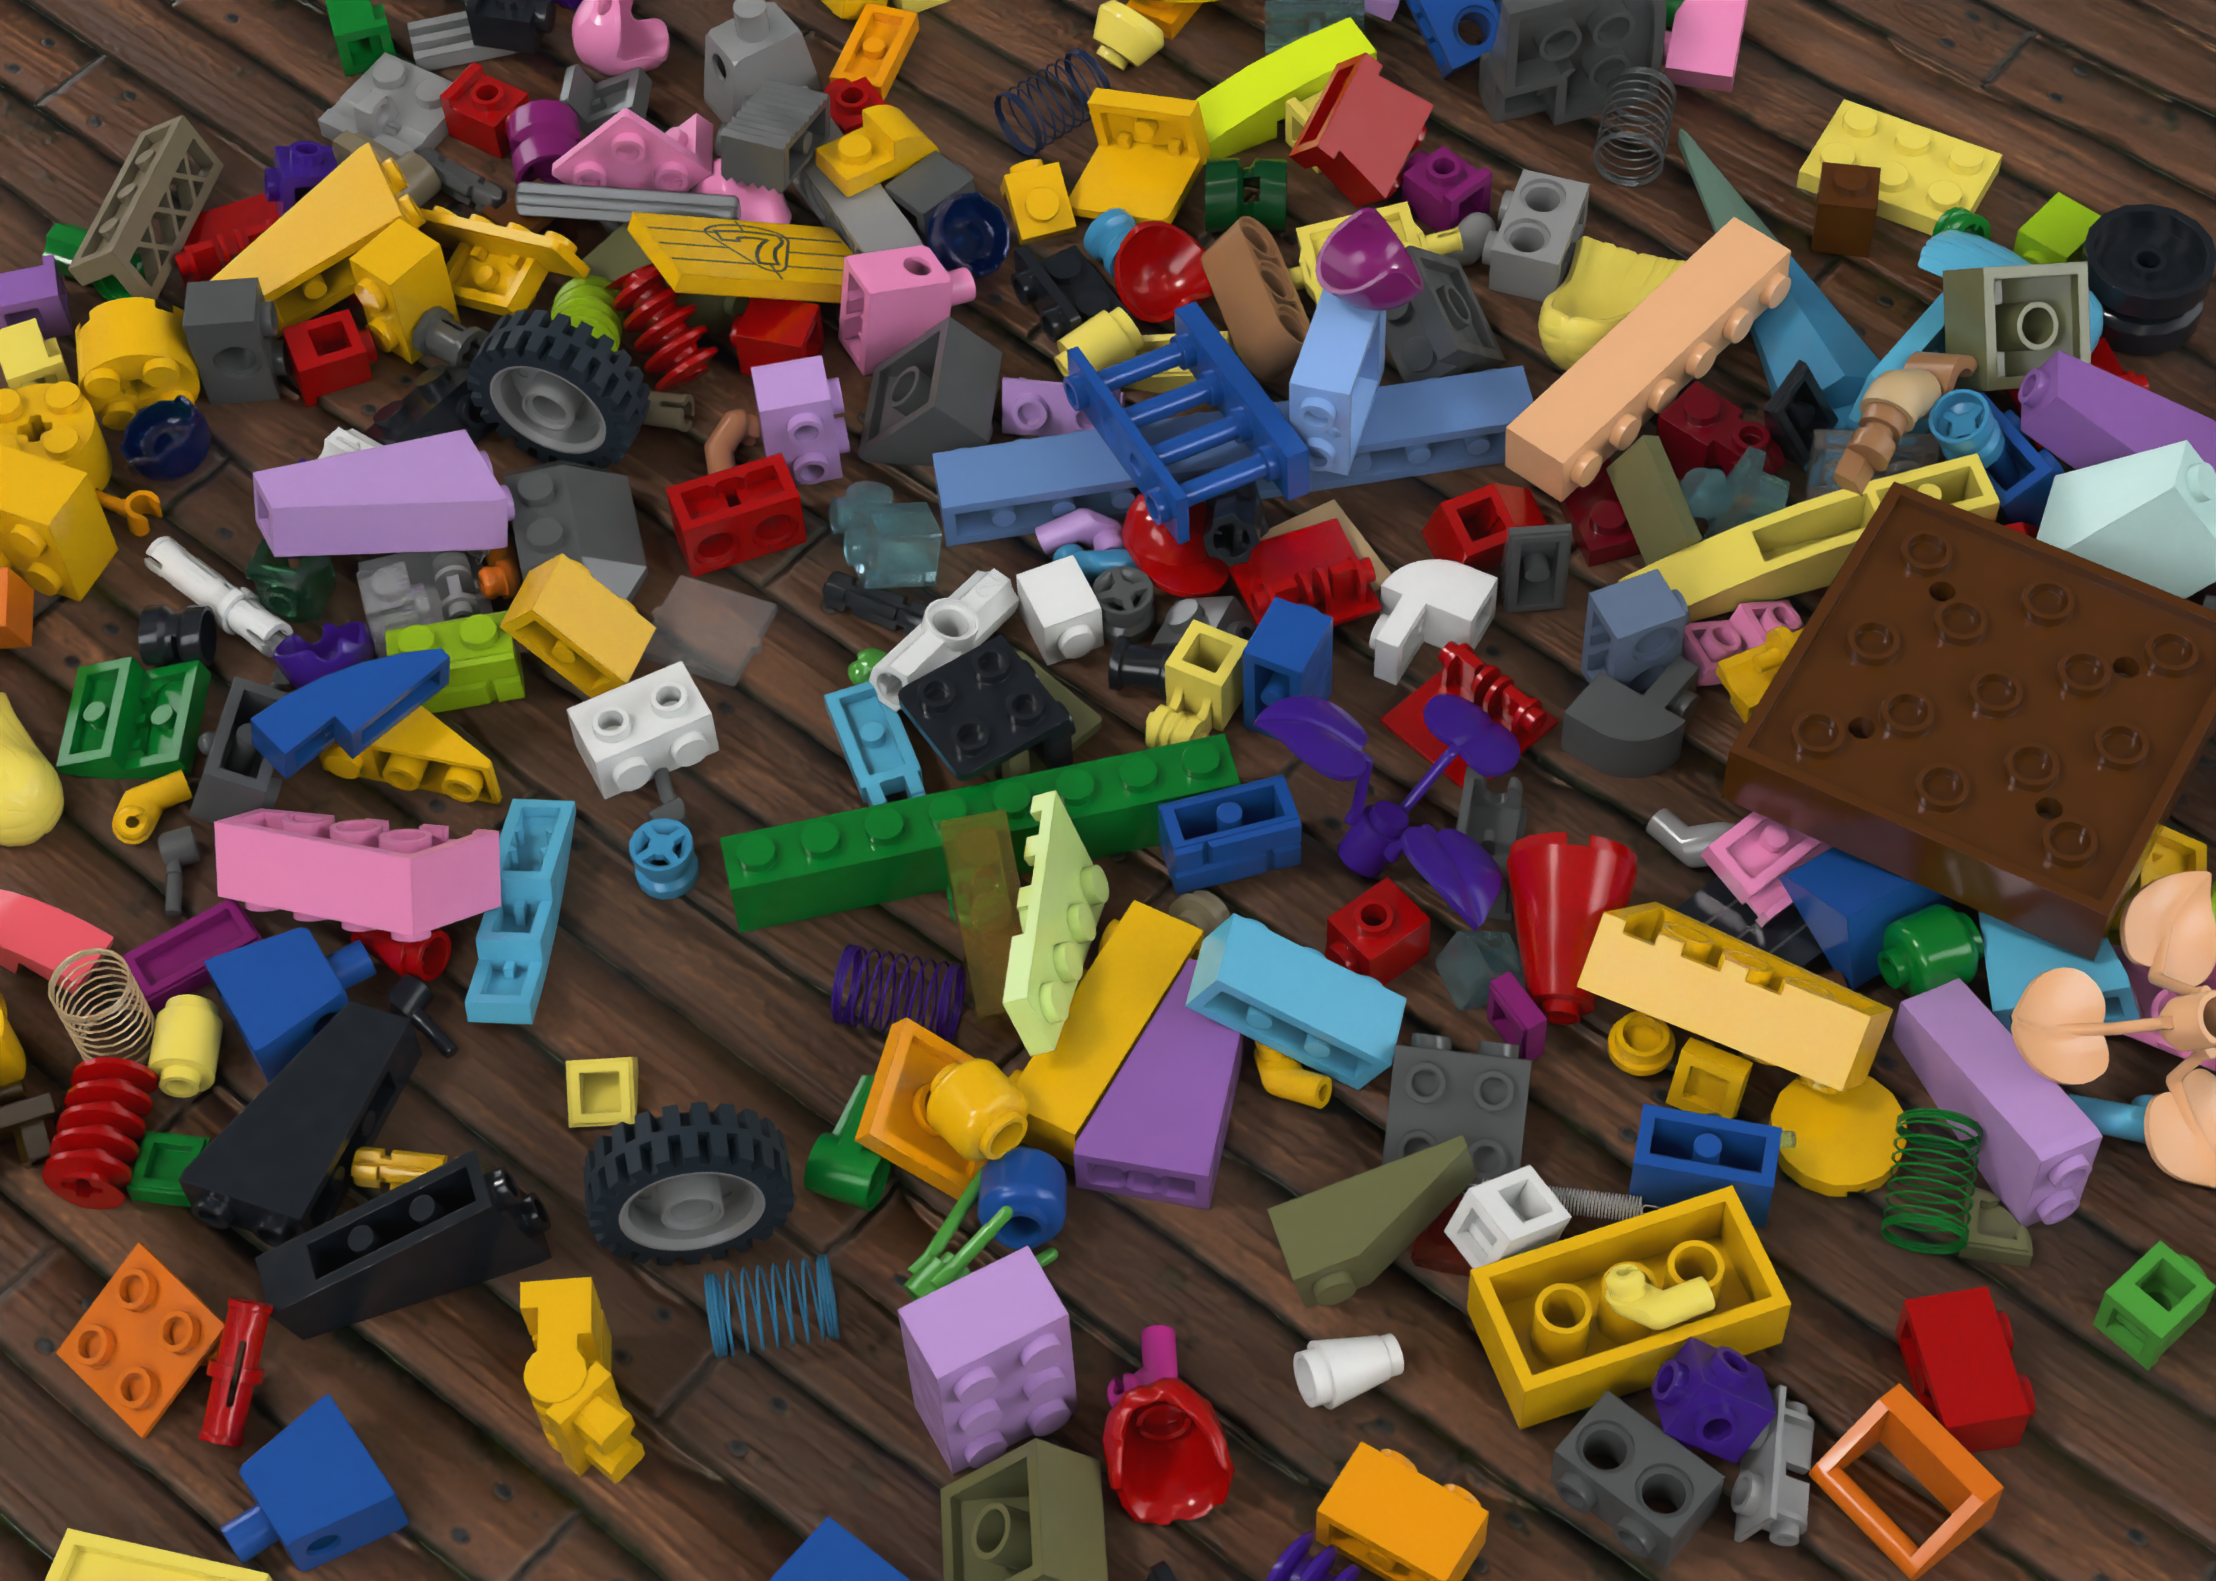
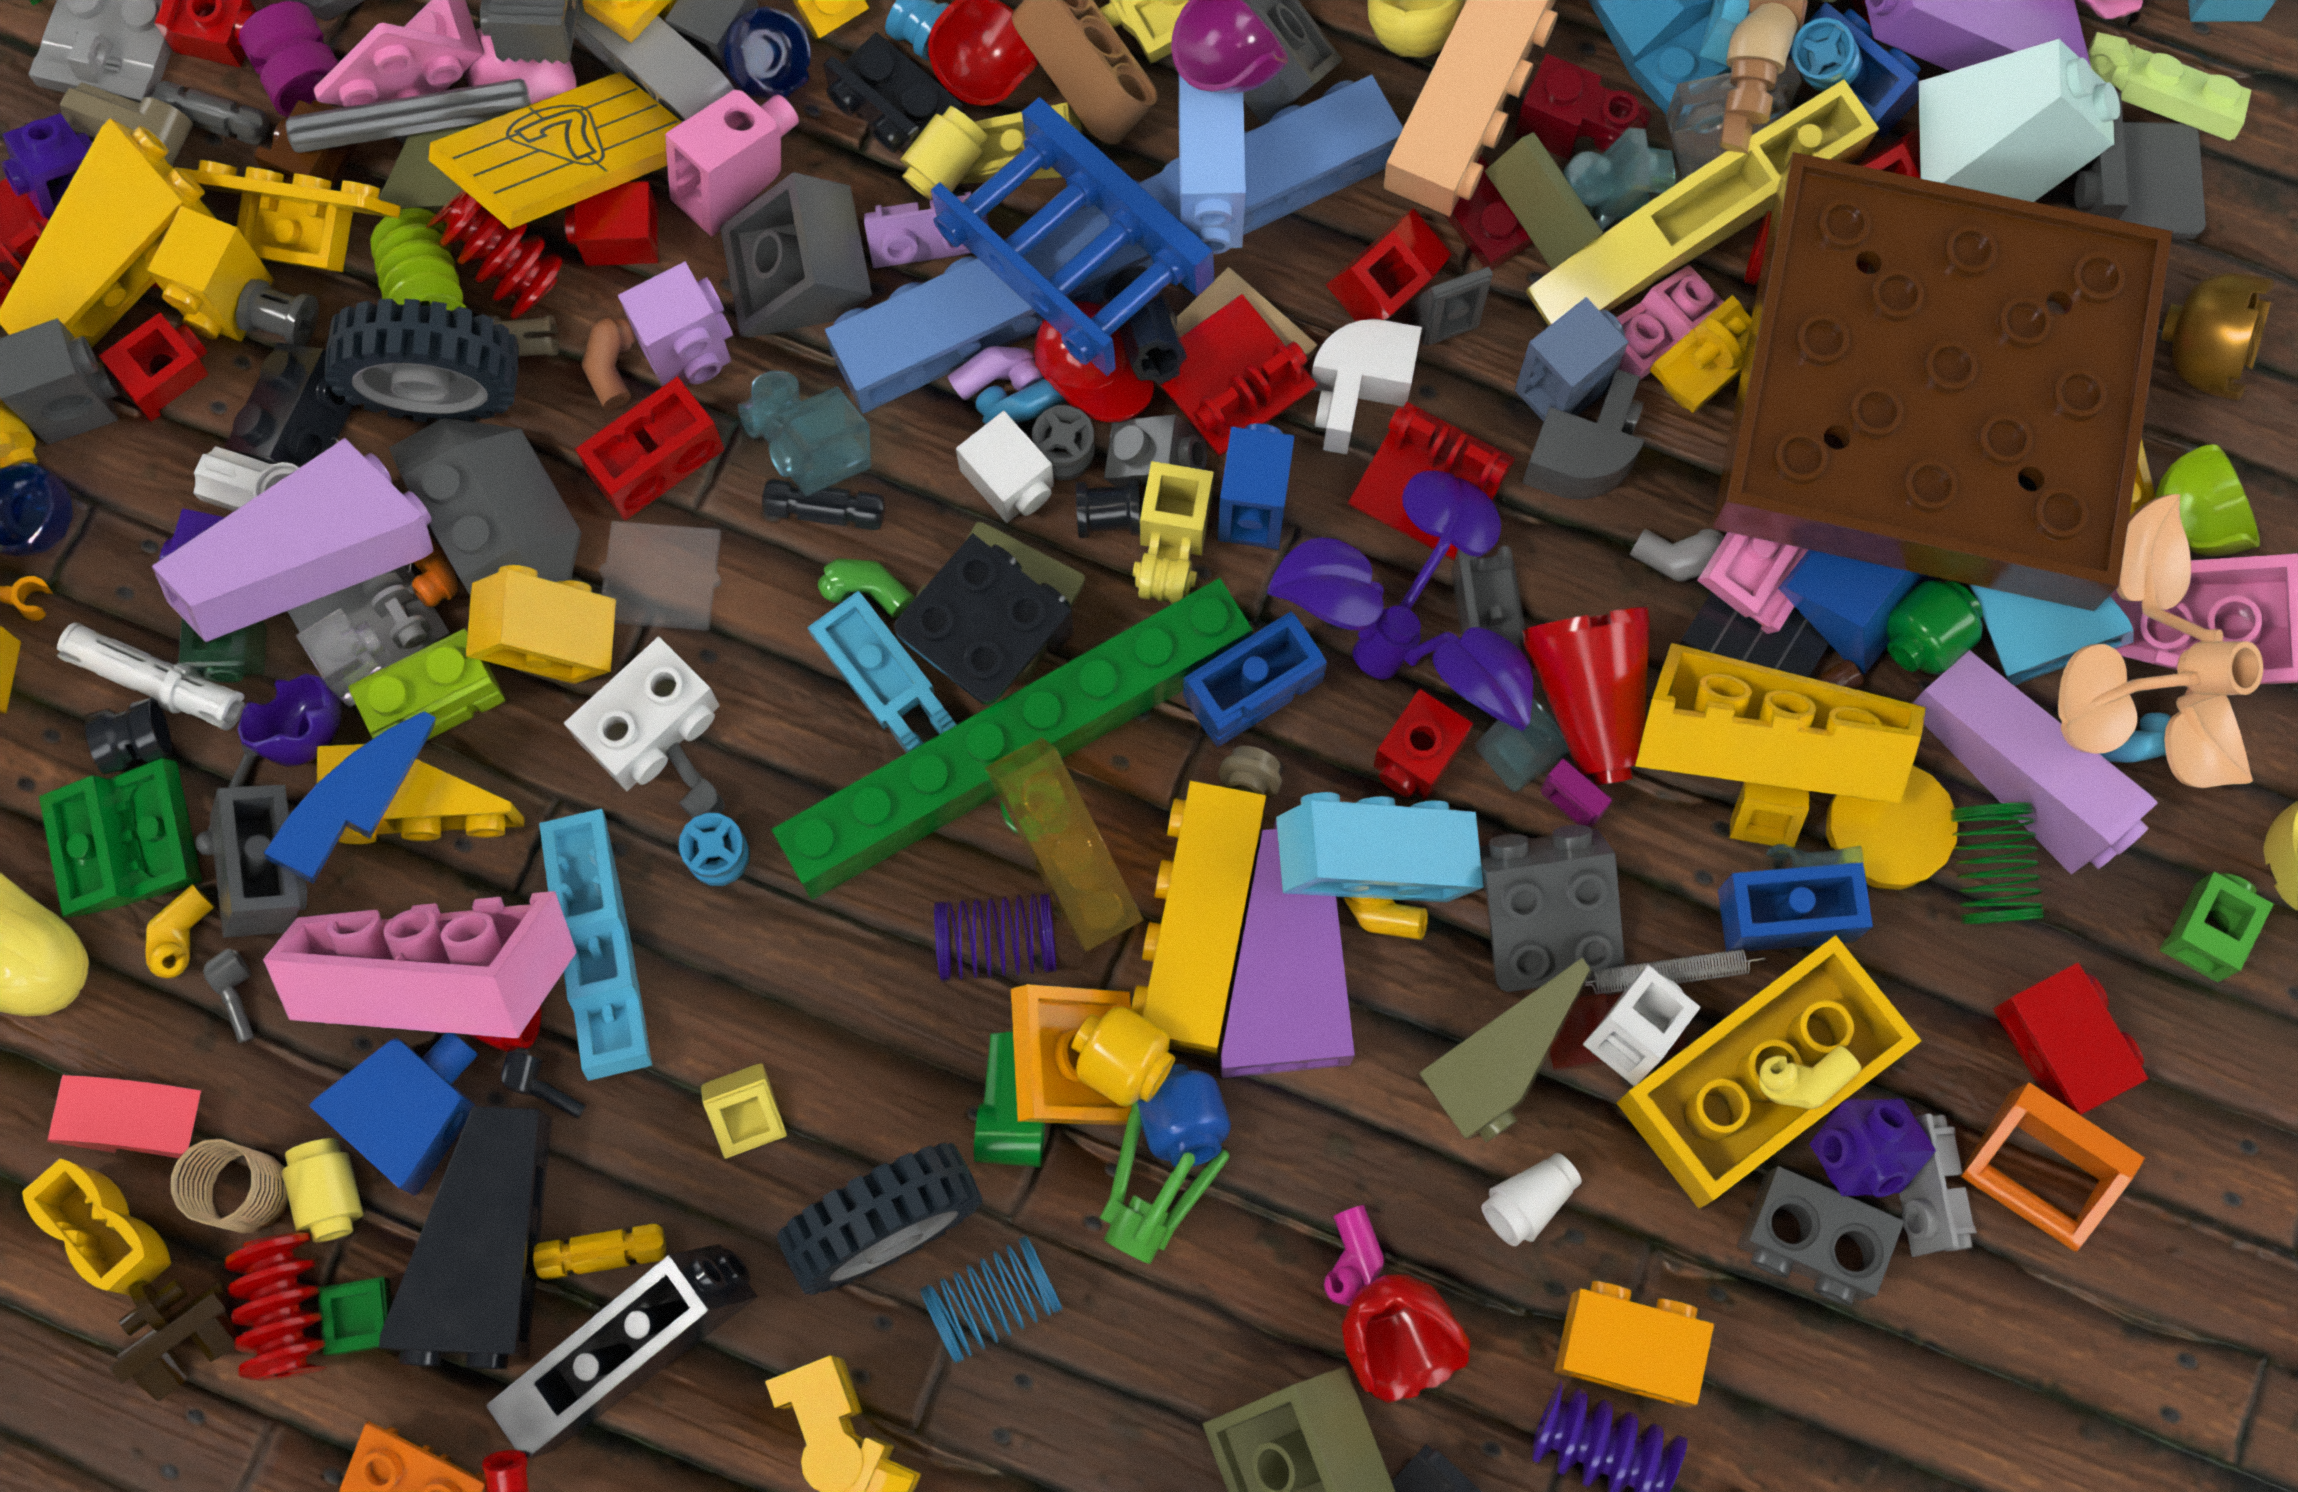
camera: 20 degrees left, 20 degrees up
(174, 960) = (284, 1082): magenta tile -> none
(946, 632) = (915, 509): white piece -> none
(990, 1360) = (1227, 1316): lavender brick -> none
(1057, 926) = (1130, 843): yellowish green wing -> none
(1641, 1044) = (1691, 794): yellow plate -> none
(1795, 413) = (1659, 72): black slope -> none
(1994, 1232) = (2060, 886): olive tile -> none

